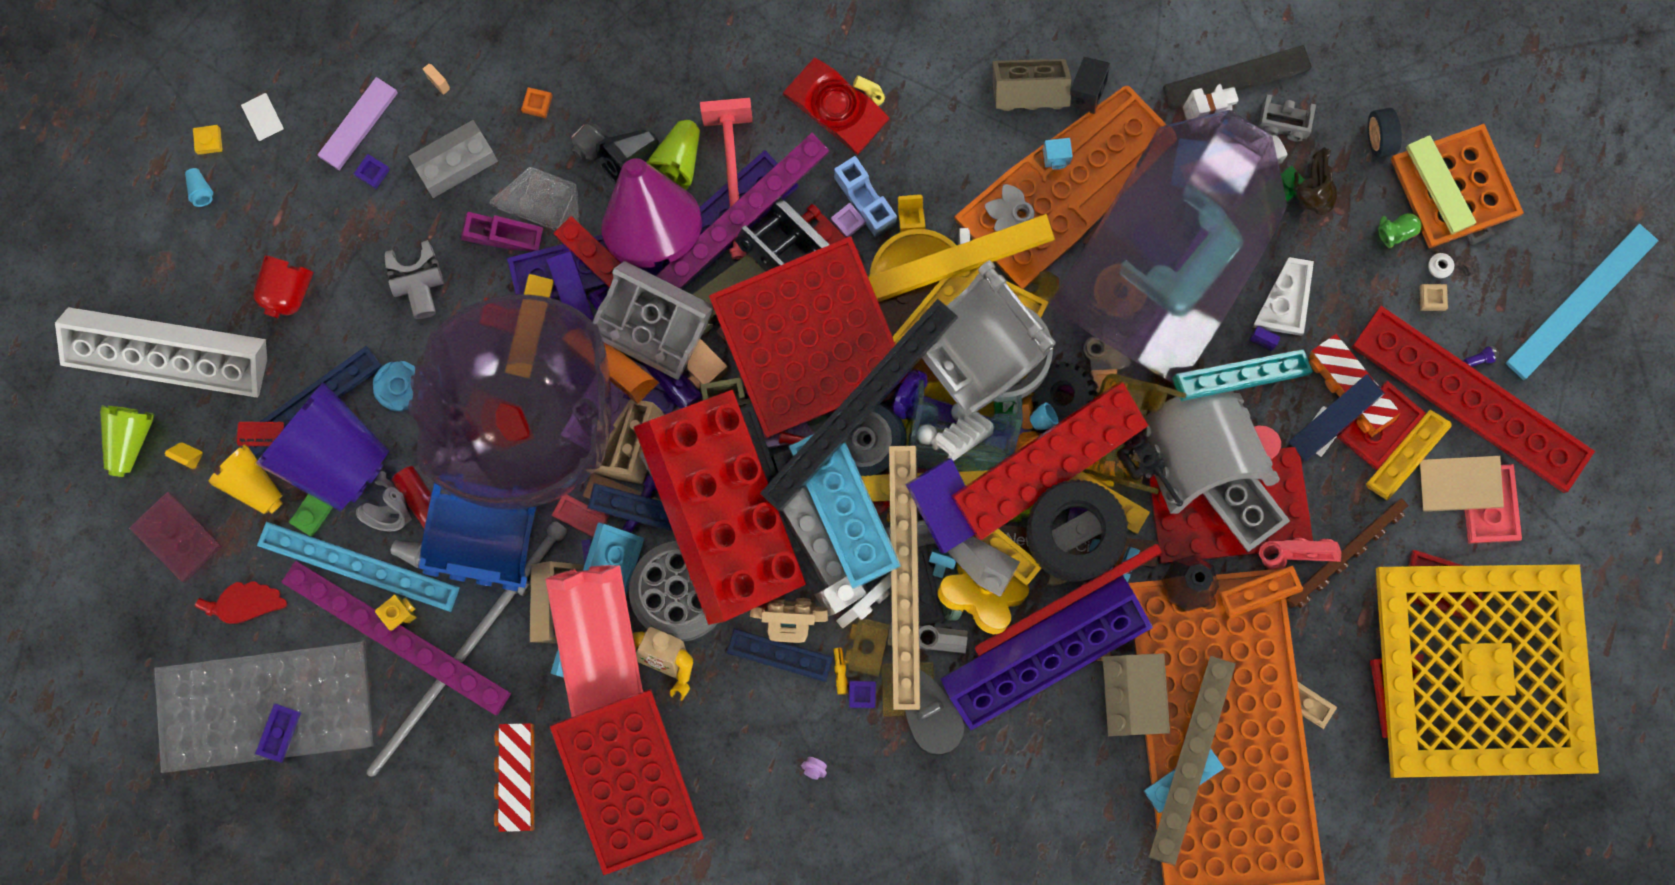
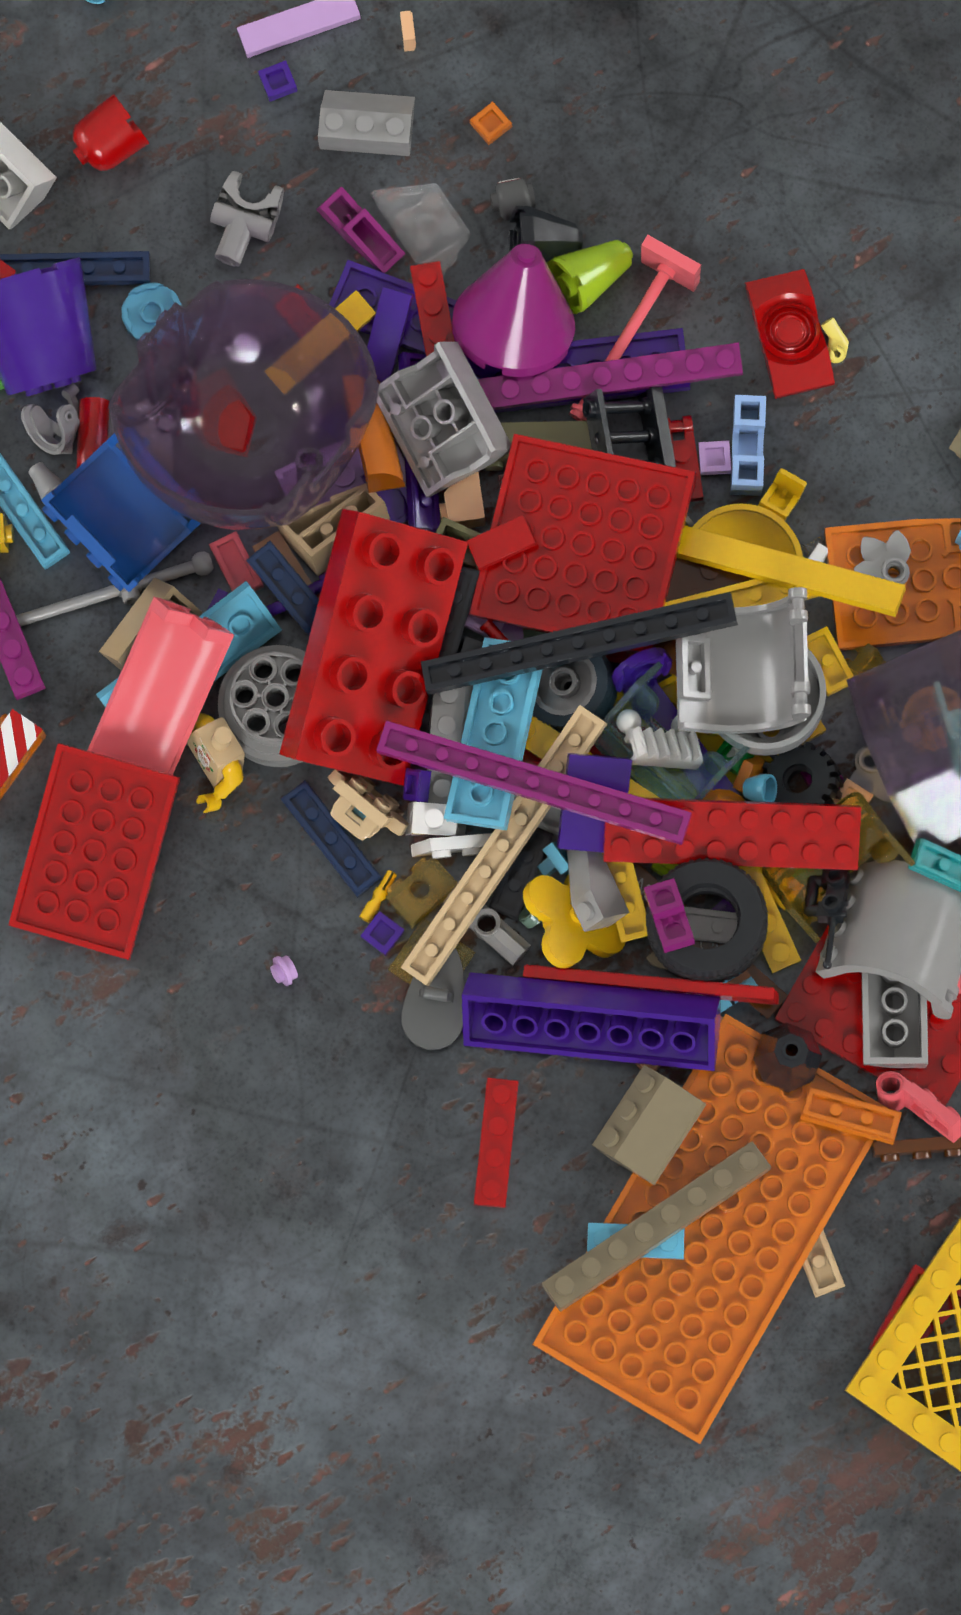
camera: 40 degrees right, 0 degrees up
(753, 374) = (501, 542): none -> red tile
(815, 578) = (417, 785): none -> dark purple tile
(899, 521) = (534, 782): none -> magenta plate
(1041, 780) = (496, 1142): none -> red plate
(1054, 545) = (669, 915): none -> magenta slope

